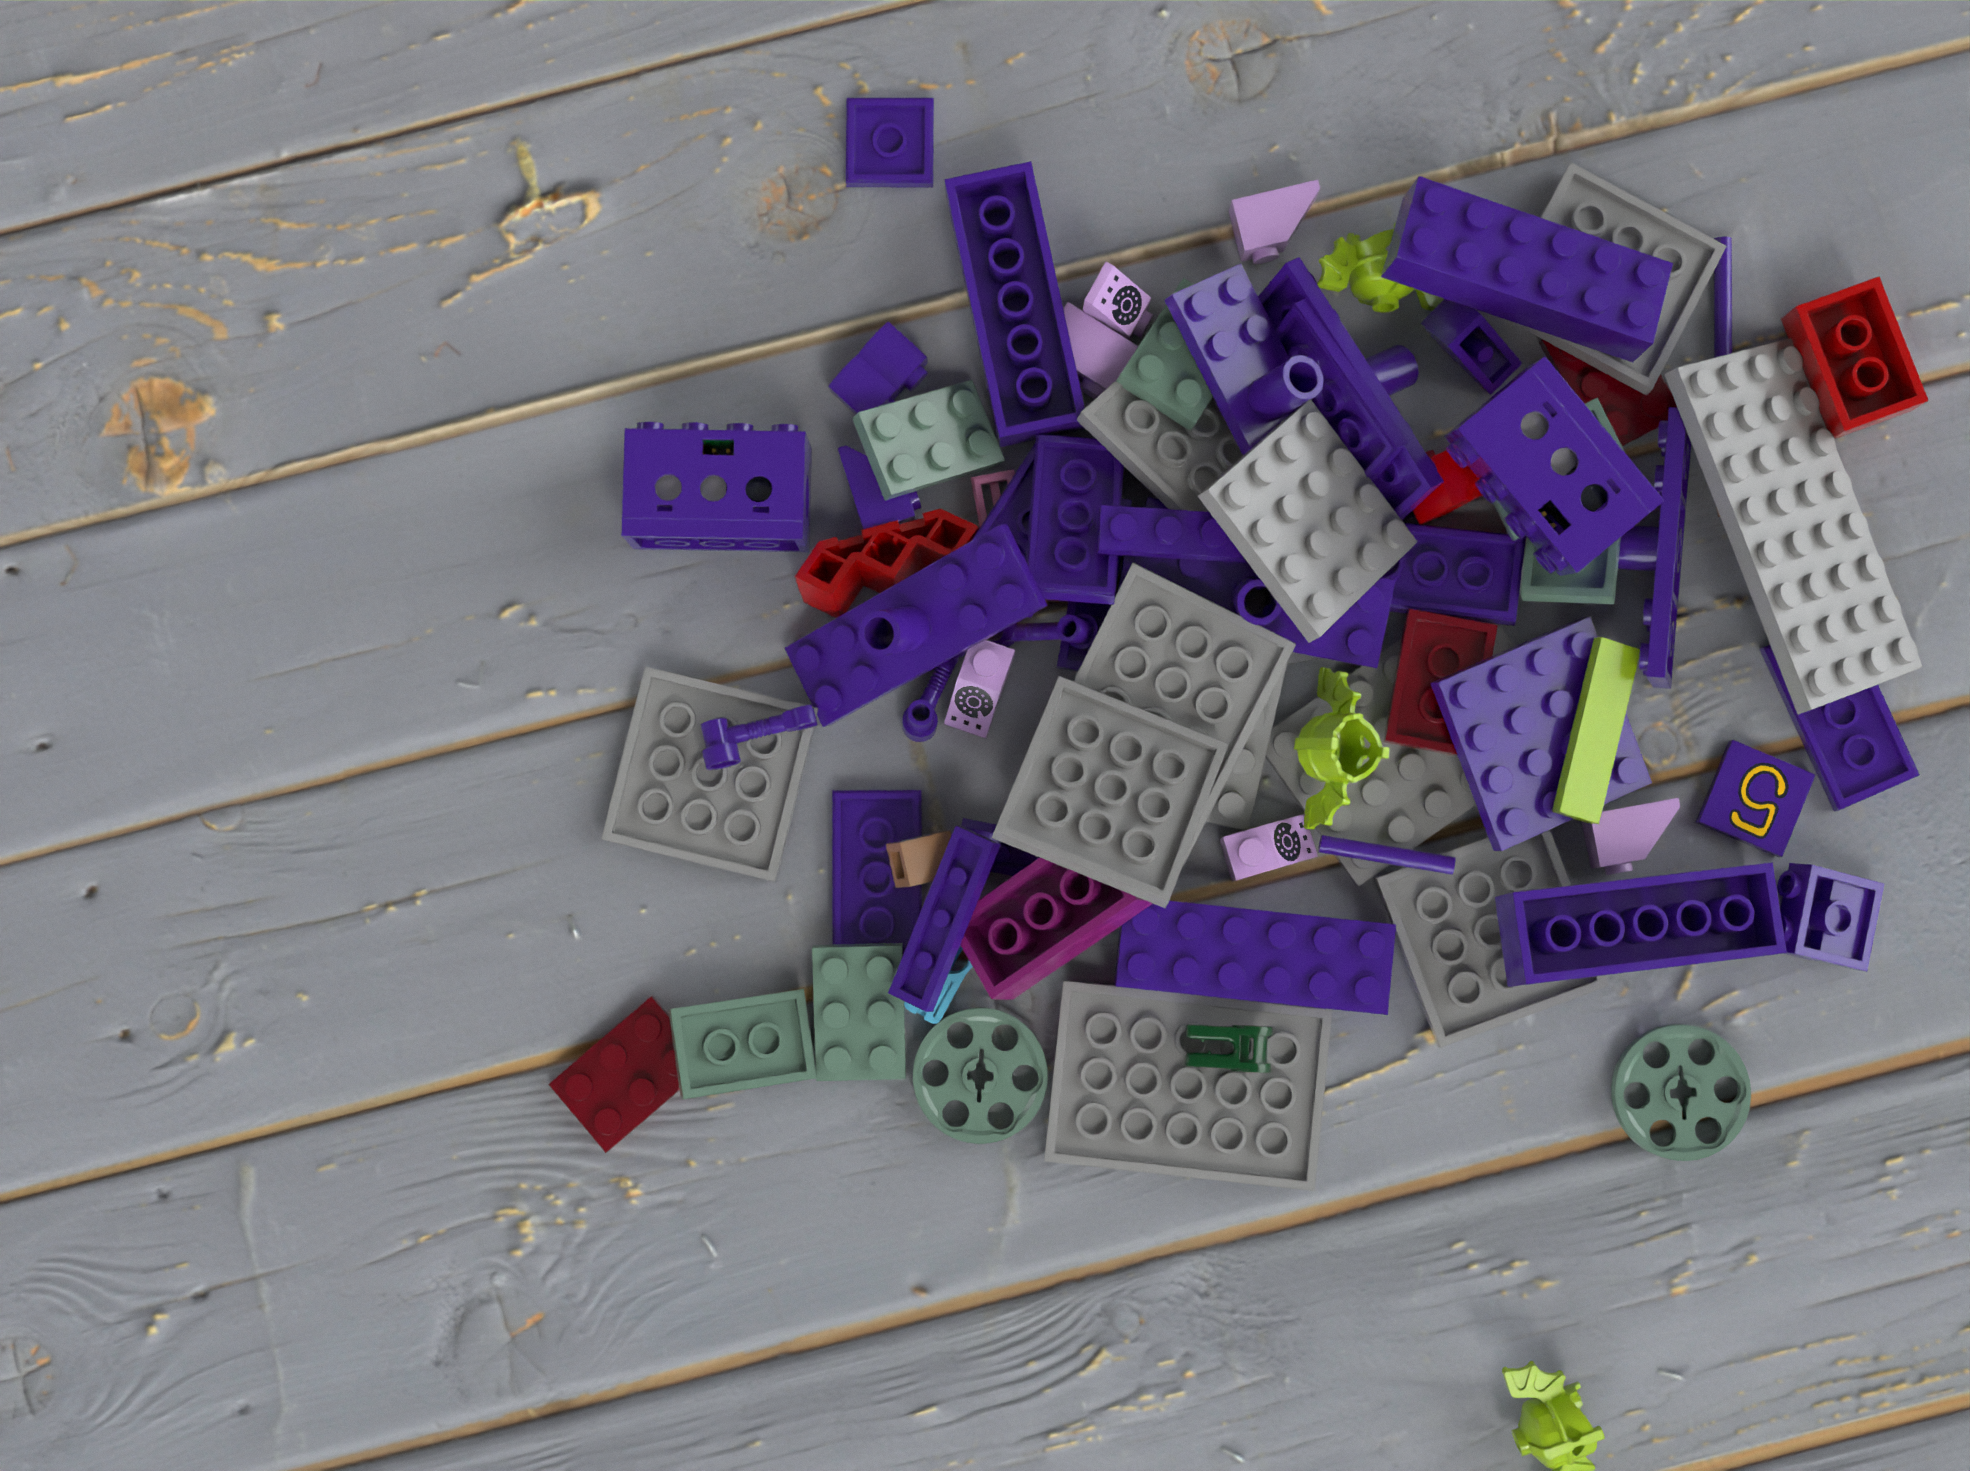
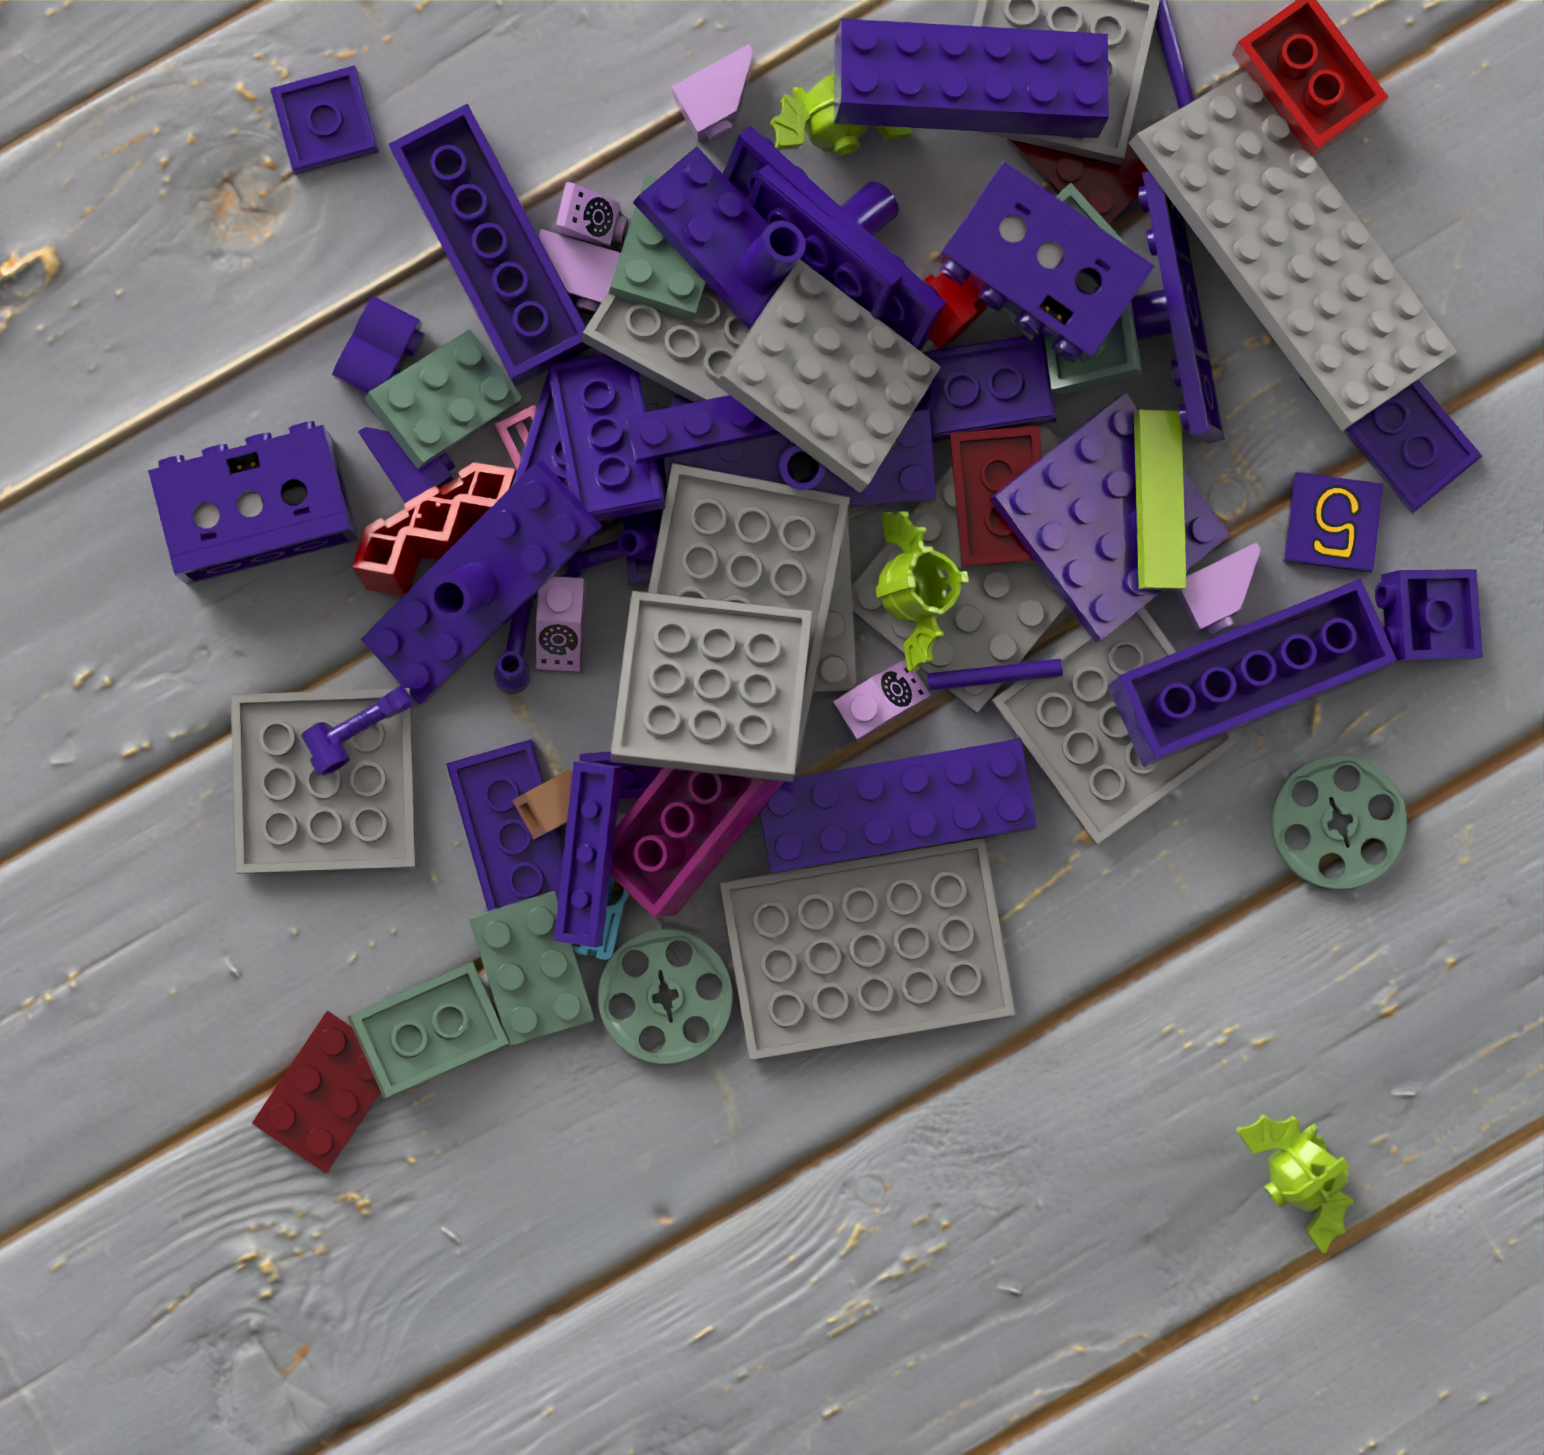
camera: 25 degrees left, 0 degrees up
(1237, 1059) = (907, 907): dark green piece -> none
(1471, 343) = (942, 161): dark purple slope -> none

